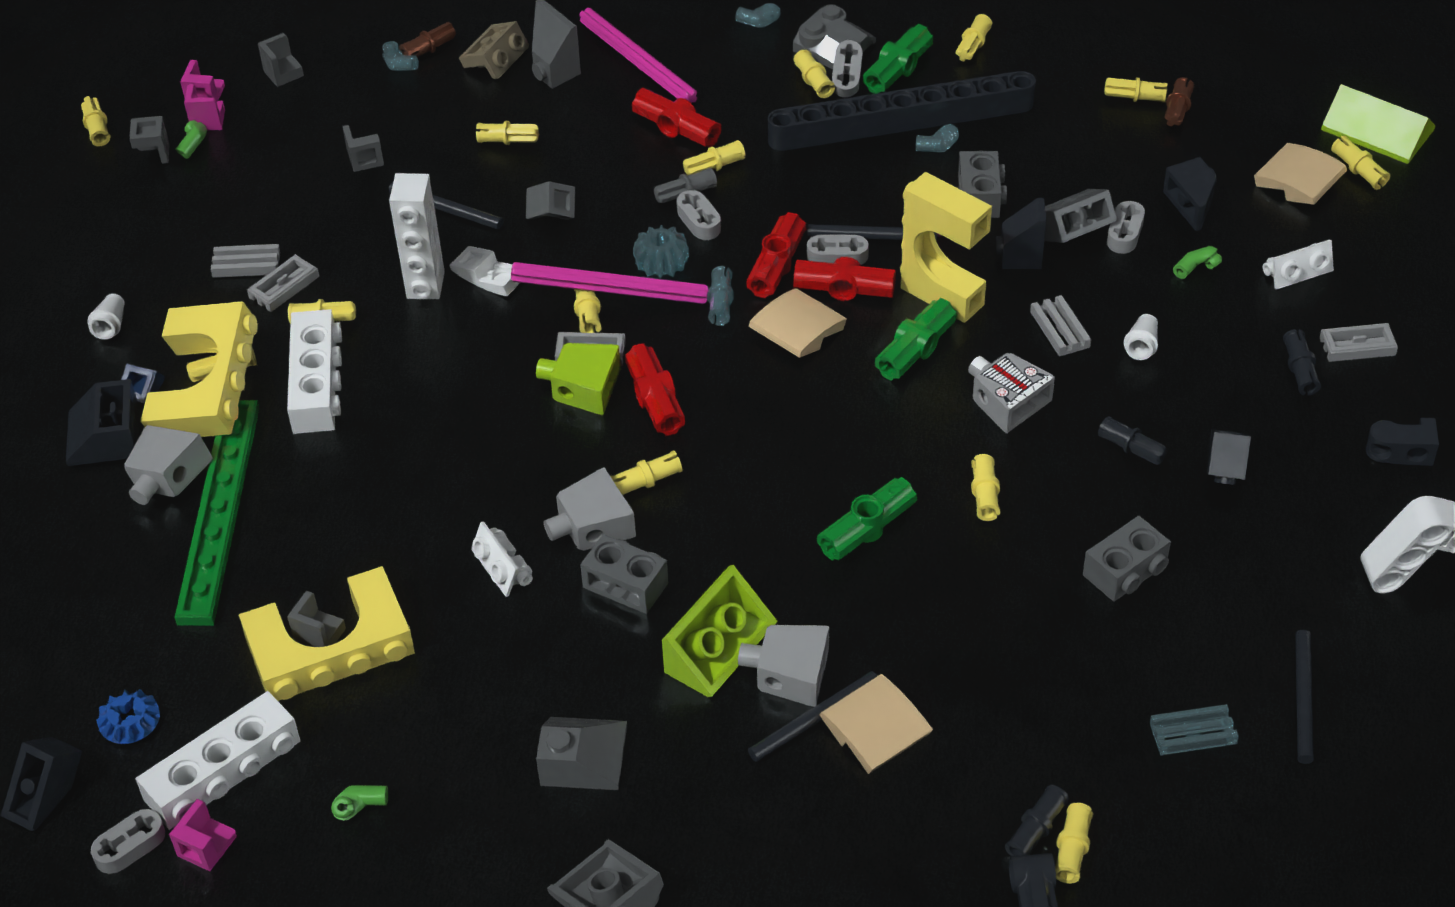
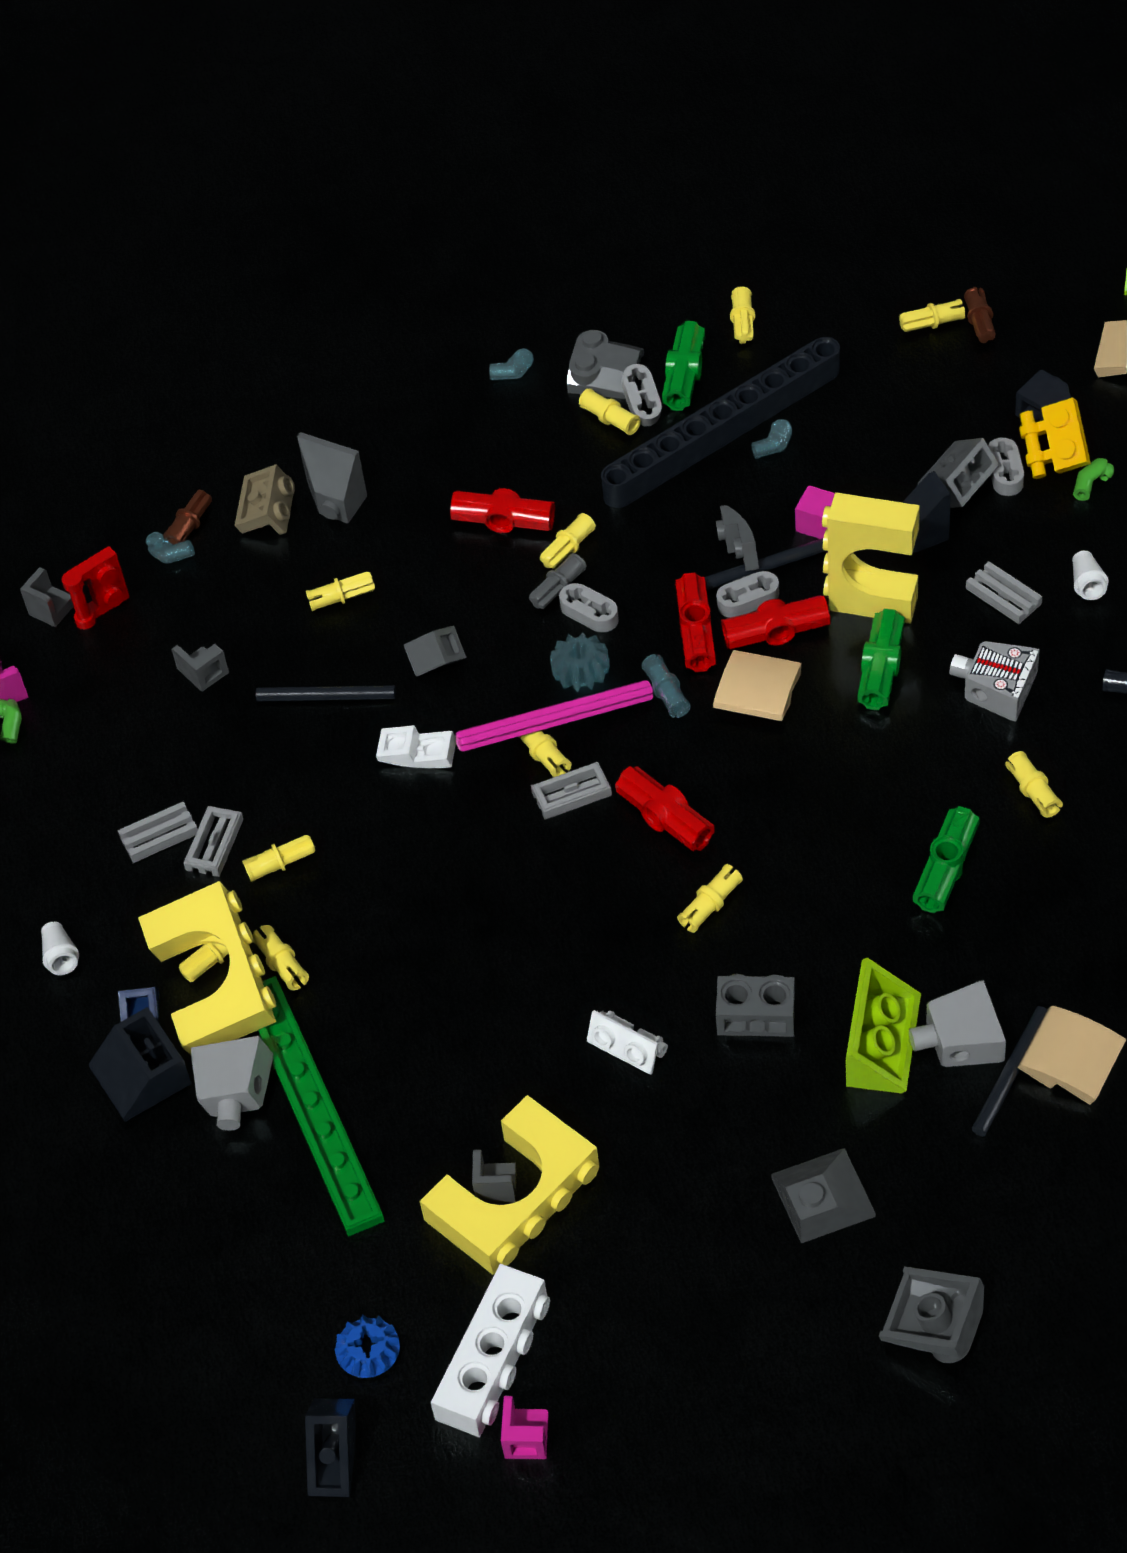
camera: 20 degrees left, 5 degrees up
(128, 841) = (444, 1461): light grey beam -> none
(270, 388) = (280, 957): none -> light yellow pin
(313, 371) = (335, 966): white brick -> none
(326, 62) = (105, 586): none -> red plate
(357, 797) = (642, 1328): bright green arm -> none
(417, 235) = (349, 742): white brick -> none
(583, 375) = (586, 822): lime torso -> none
(591, 509) = (687, 958): light grey torso -> none
(637, 55) = (416, 455): dark pink axle -> none
(852, 196) = (737, 537): none -> dark grey slope
(982, 178) = (844, 468): dark grey brick -> none
(1188, 216) = (1064, 434): none -> yellow plate

